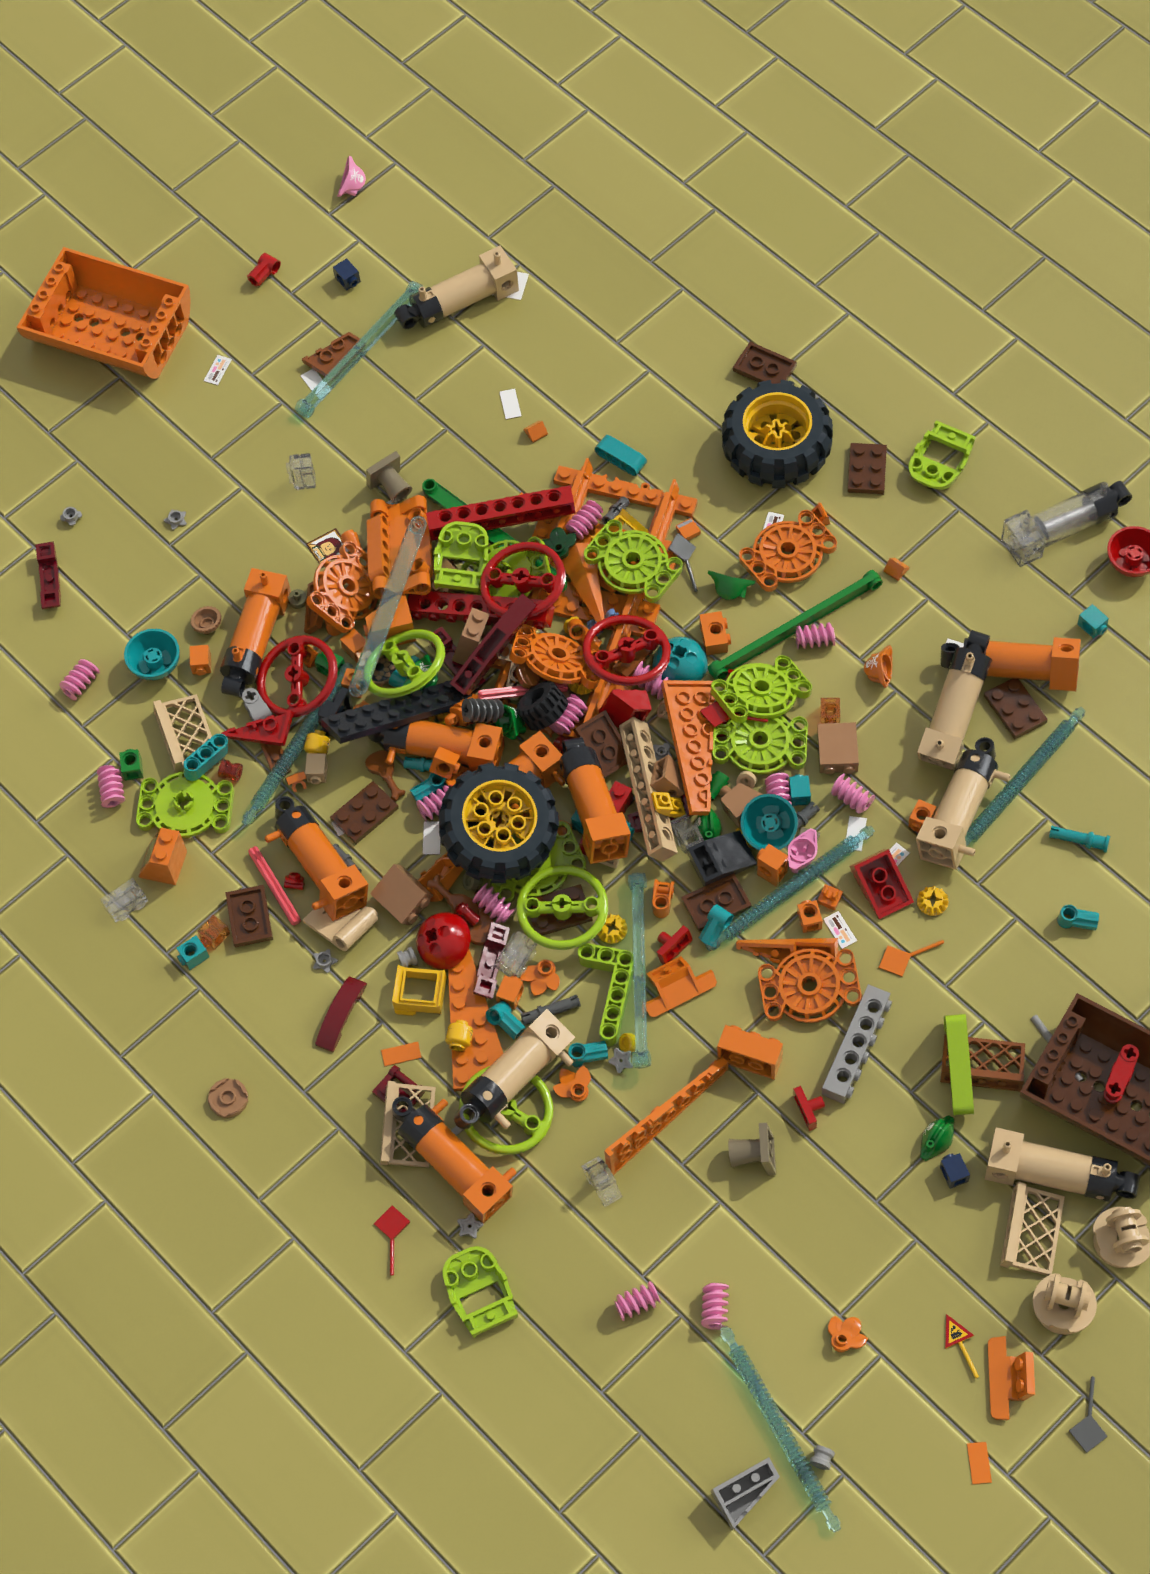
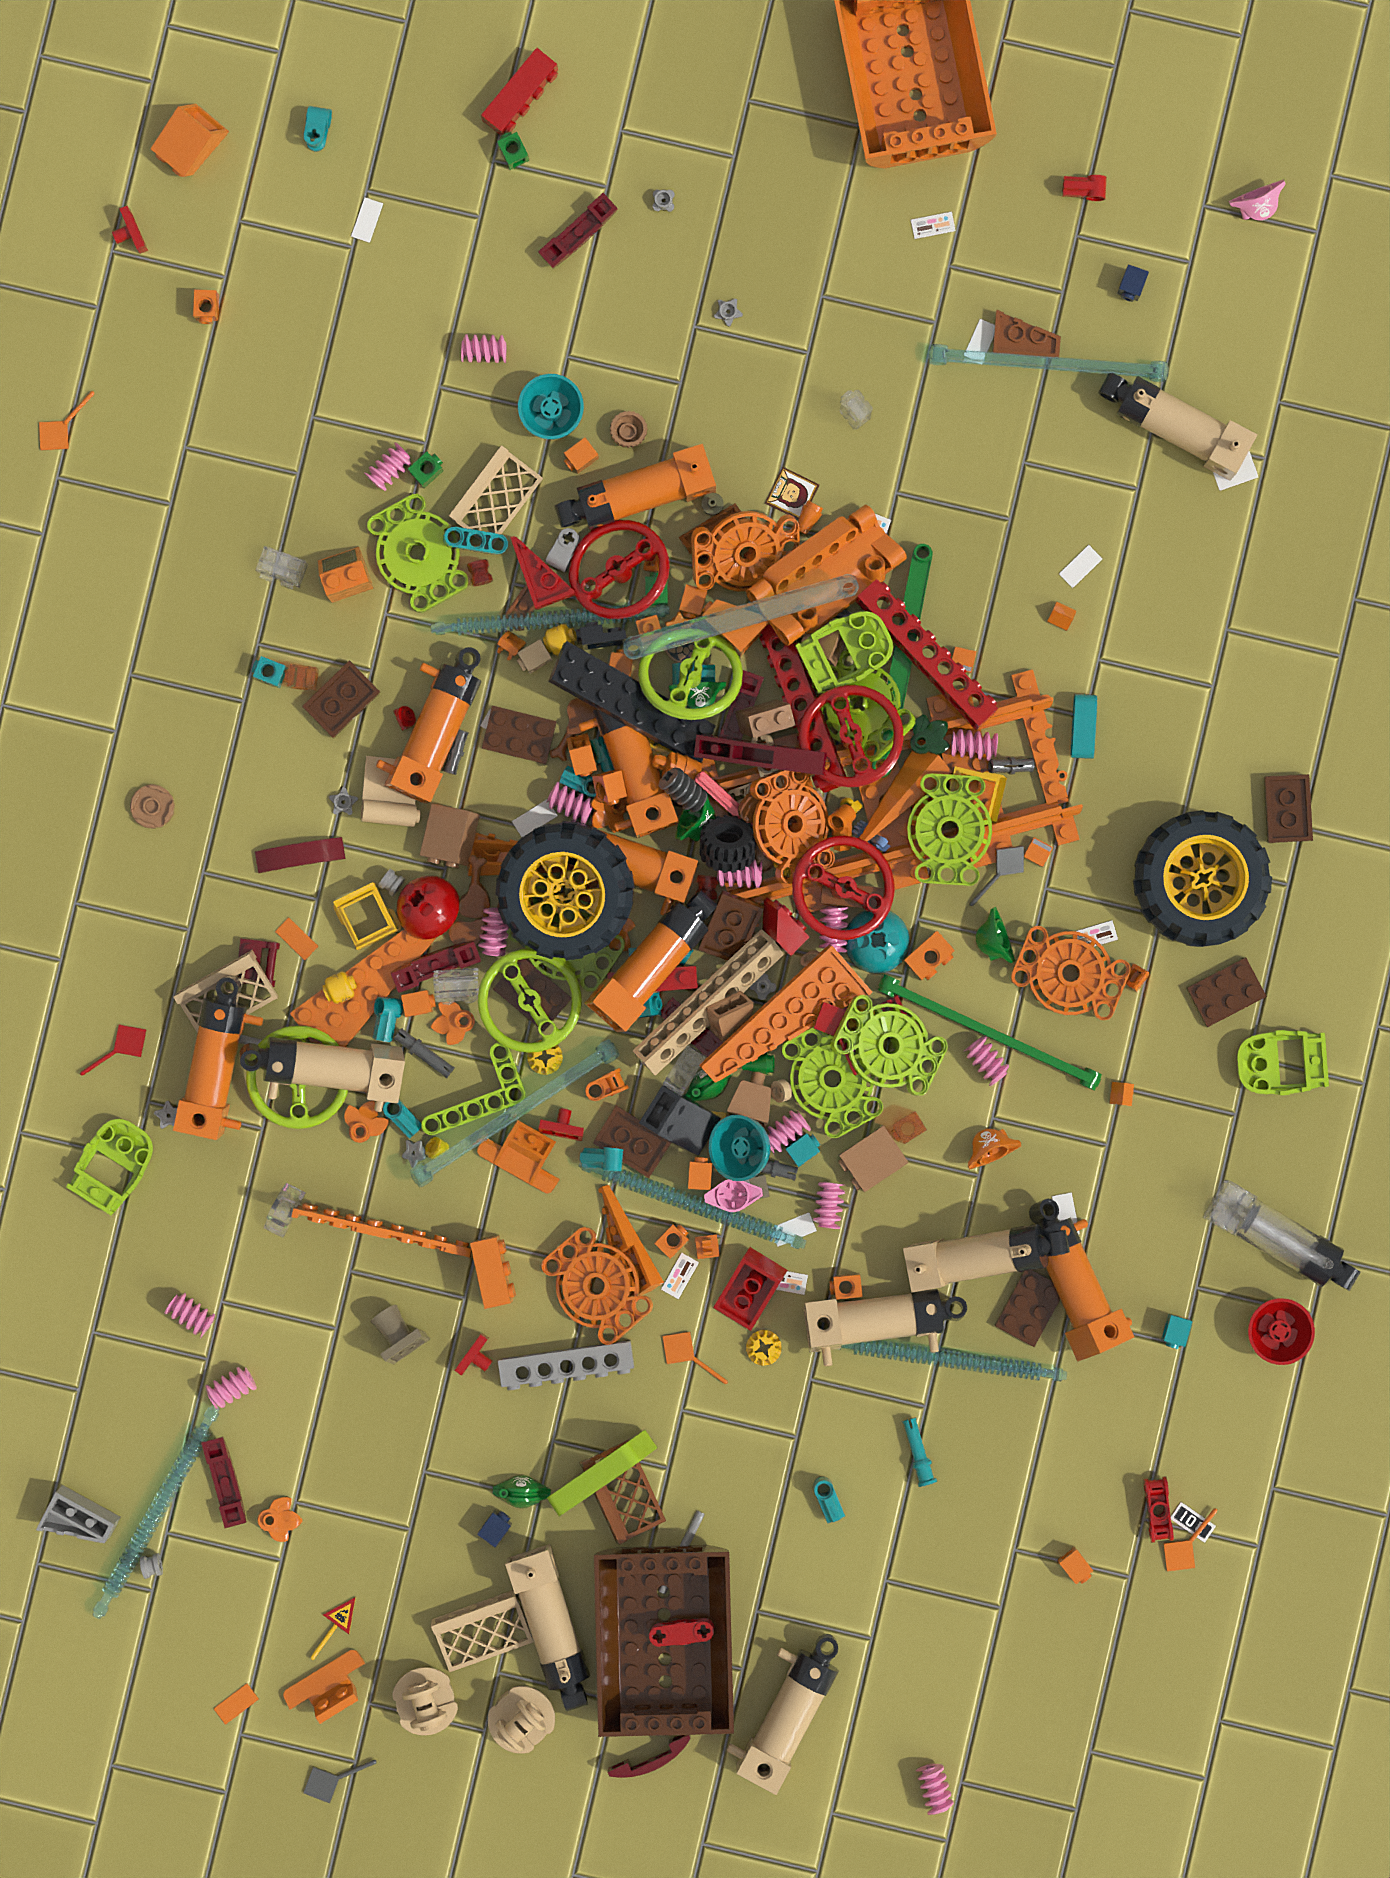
camera: 60 degrees right, 25 degrees up
(274, 885) = (388, 700): coral axle -> none
(386, 473) = (903, 508): dark tan plant -> none
(409, 771) = (581, 755): none -> orange brick
(468, 914) = (468, 908): red pin -> none
(667, 805) = (699, 1035): yellow slope -> none
(788, 1358) = (225, 1482): none -> dark red slope

